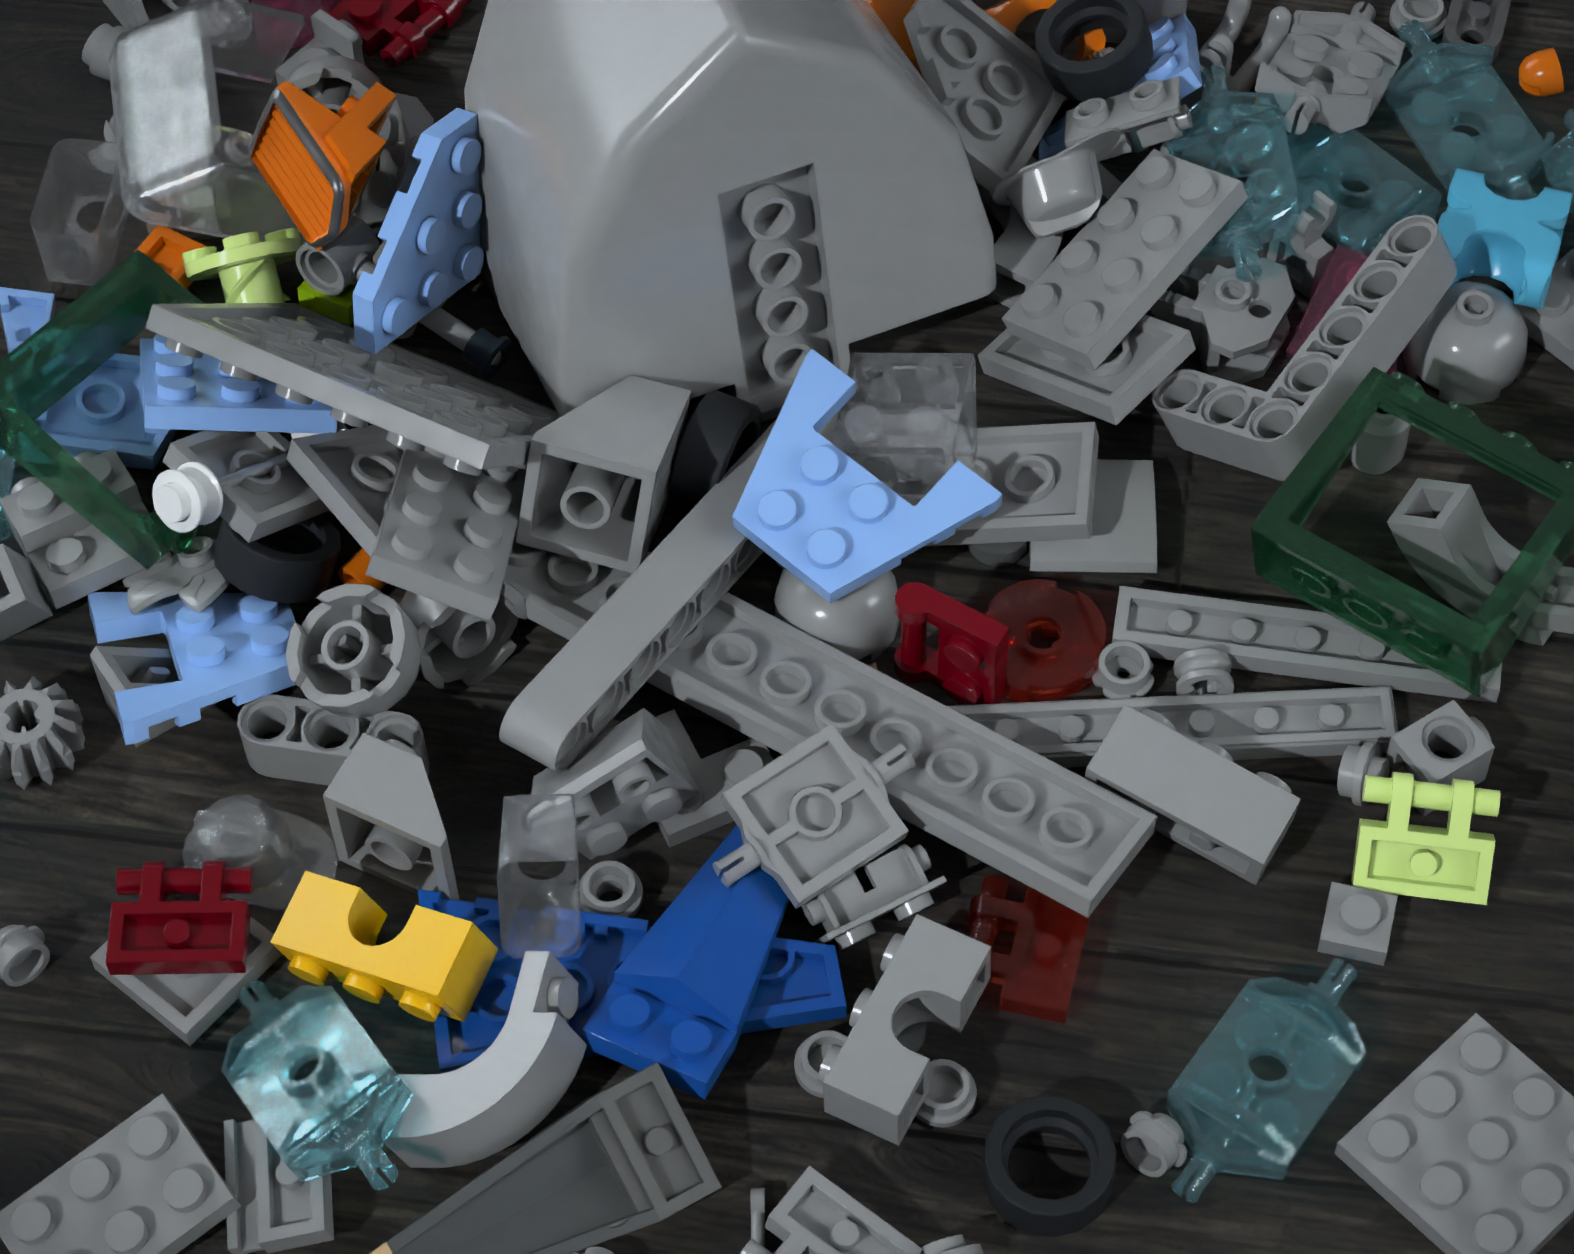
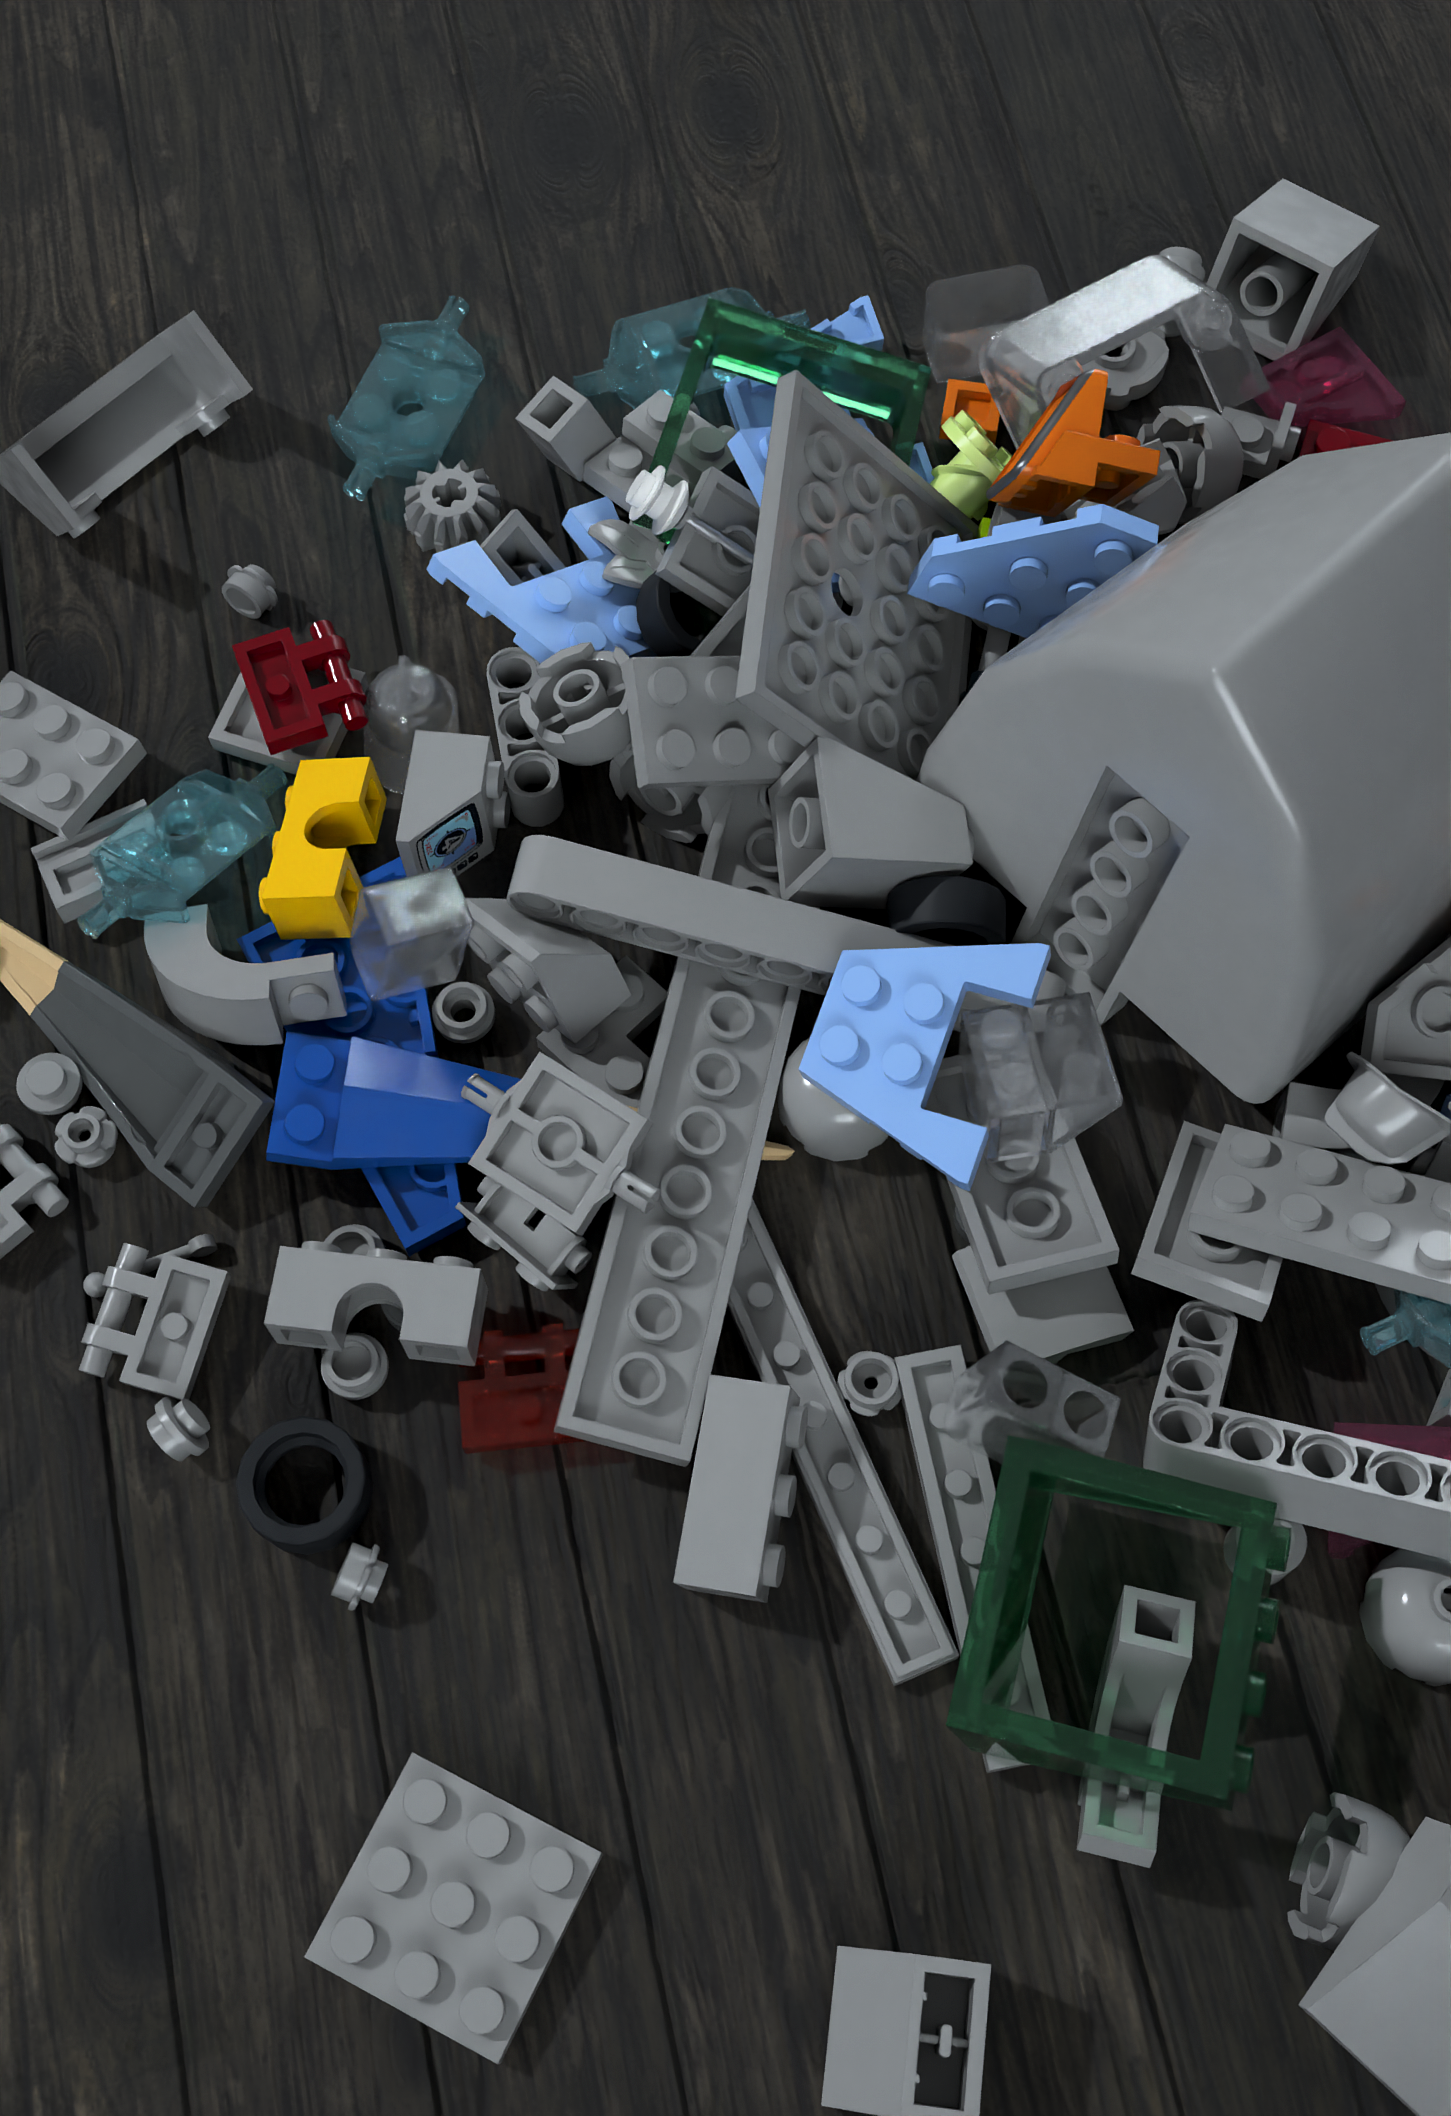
camera: 70 degrees right, 10 degrees up
(970, 651) = (804, 1213): dark red plate -> none
(1056, 612) = (875, 1257): clear red plate -> none
(1202, 565) = (984, 1415): none -> clear piece
(1203, 672) = (892, 1460): light grey bush -> none
(1230, 320) = (1329, 1347): light grey hinge -> none
(1253, 1123) = (506, 1701): clear light blue plate -> none
(1357, 763) = (838, 1655): light grey plate -> none
(1357, 923) = (670, 1702): light grey plate -> none
(1426, 859) = (756, 1746): yellowish green plate -> none
(1445, 731) = (879, 1697): light grey brick -> none

